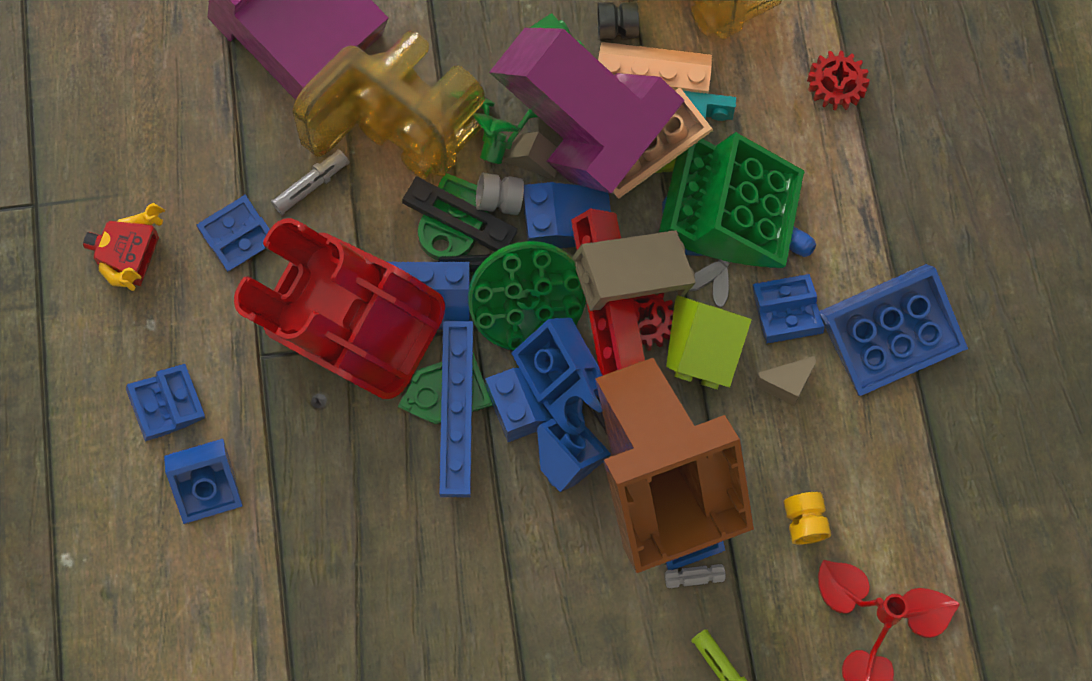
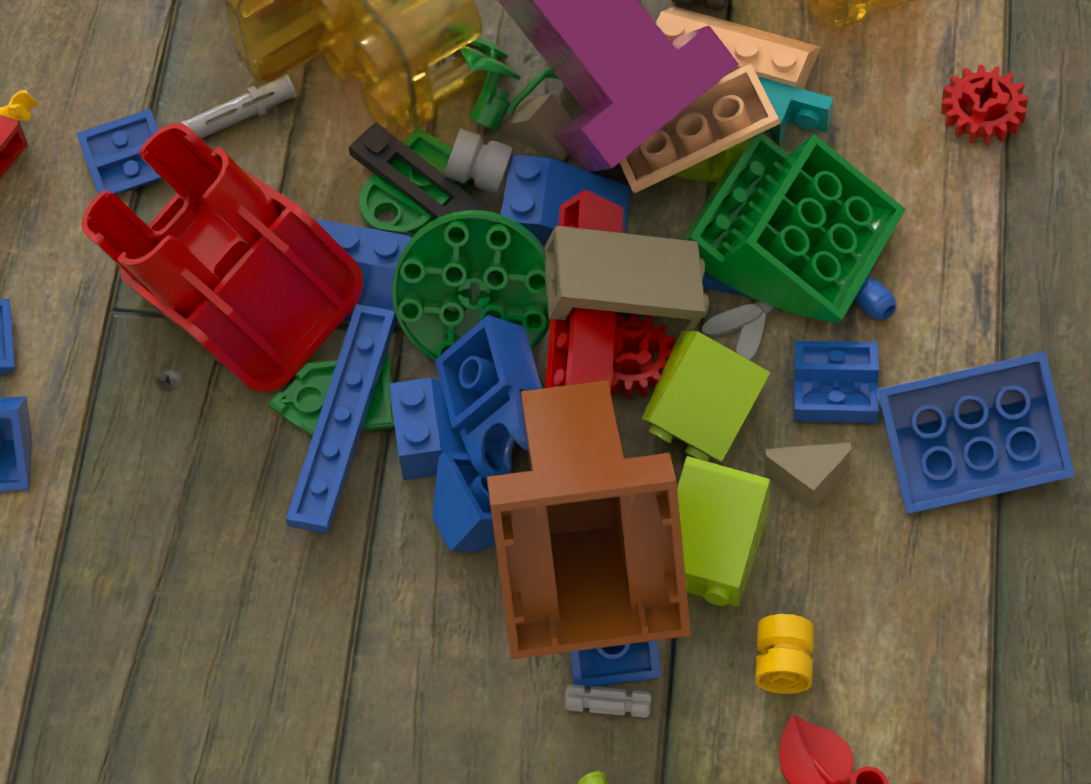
camera: 20 degrees right, 10 degrees down
(753, 425) = (720, 528): none -> lime slope

